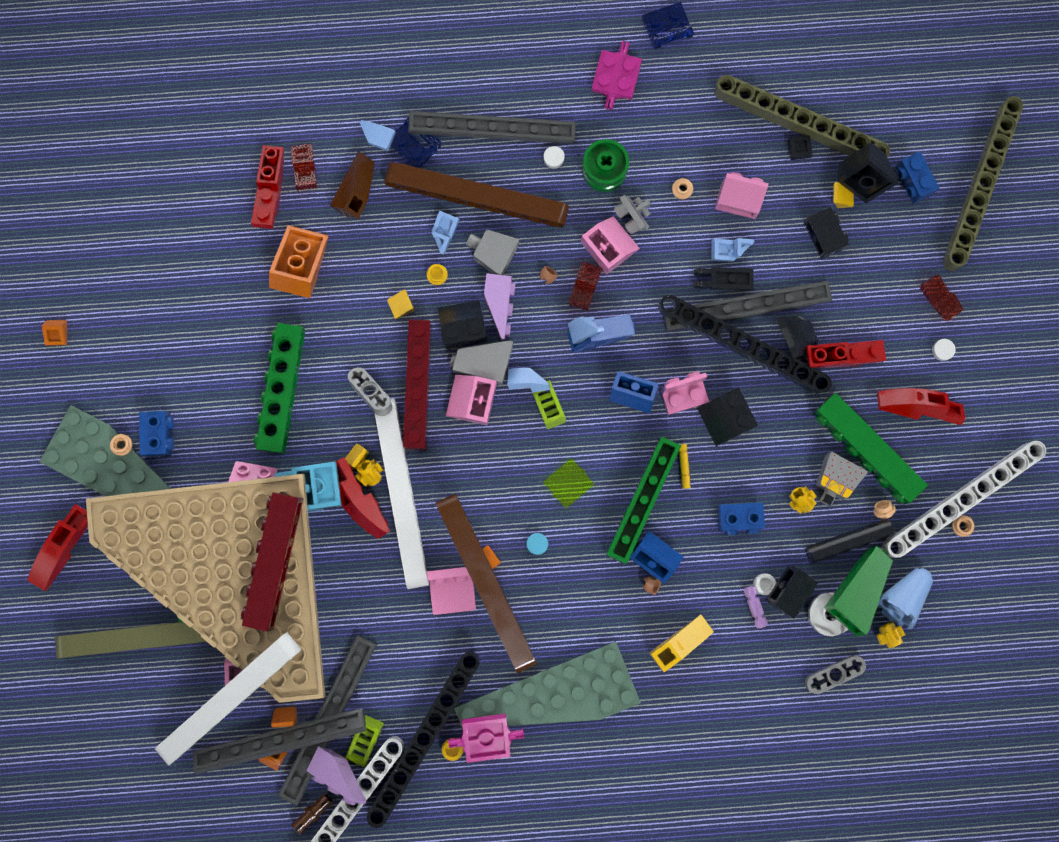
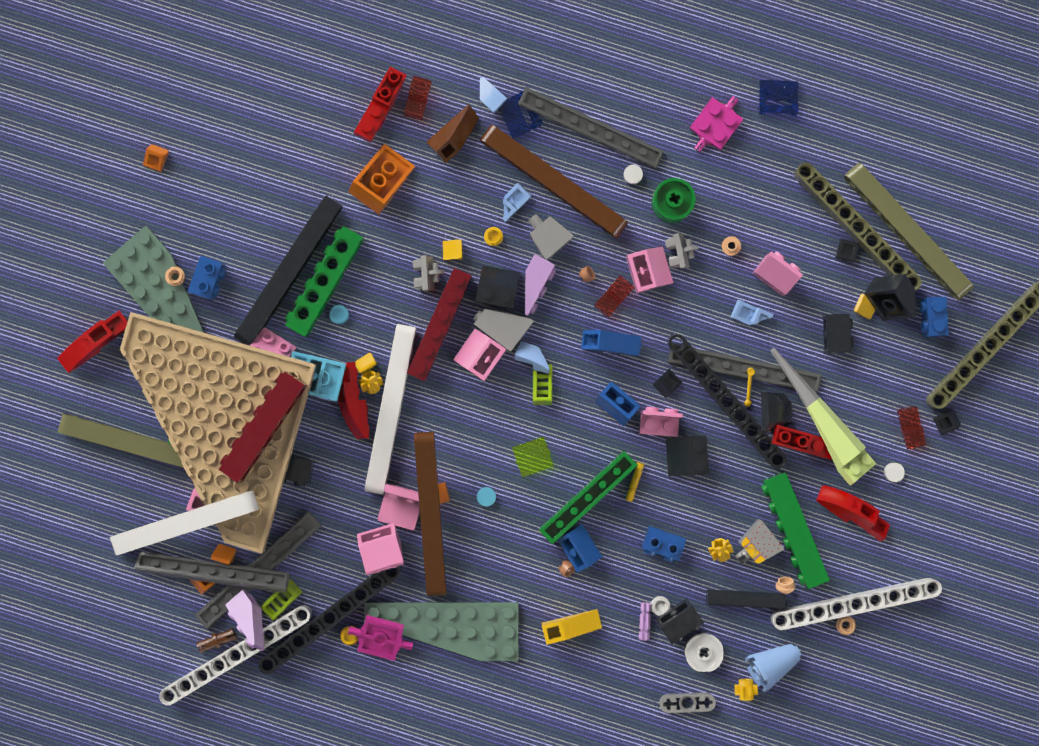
camera: 25 degrees right, 5 degrees up
(238, 392) = (288, 270): none -> black beam
(308, 417) = (339, 314): none -> medium azure tile
(330, 595) = (299, 471): none -> black brick
(370, 400) = (395, 322): light grey beam -> none
(386, 336) = (429, 271): none -> light grey hips
(448, 643) = (380, 549): none -> bright pink slope
(583, 328) = (596, 335): light blue slope -> none
(675, 352) = (667, 383): none -> black slope
(726, 279) = (736, 338): black hinge -> none
(756, 305) = (750, 371): none -> yellow hinge
(854, 104) = (908, 231): none -> olive beam
(860, 591) = (734, 645): green slope -> none
(880, 341) = (841, 443): none -> yellowish green plate
(974, 278) = (947, 421): none -> black slope

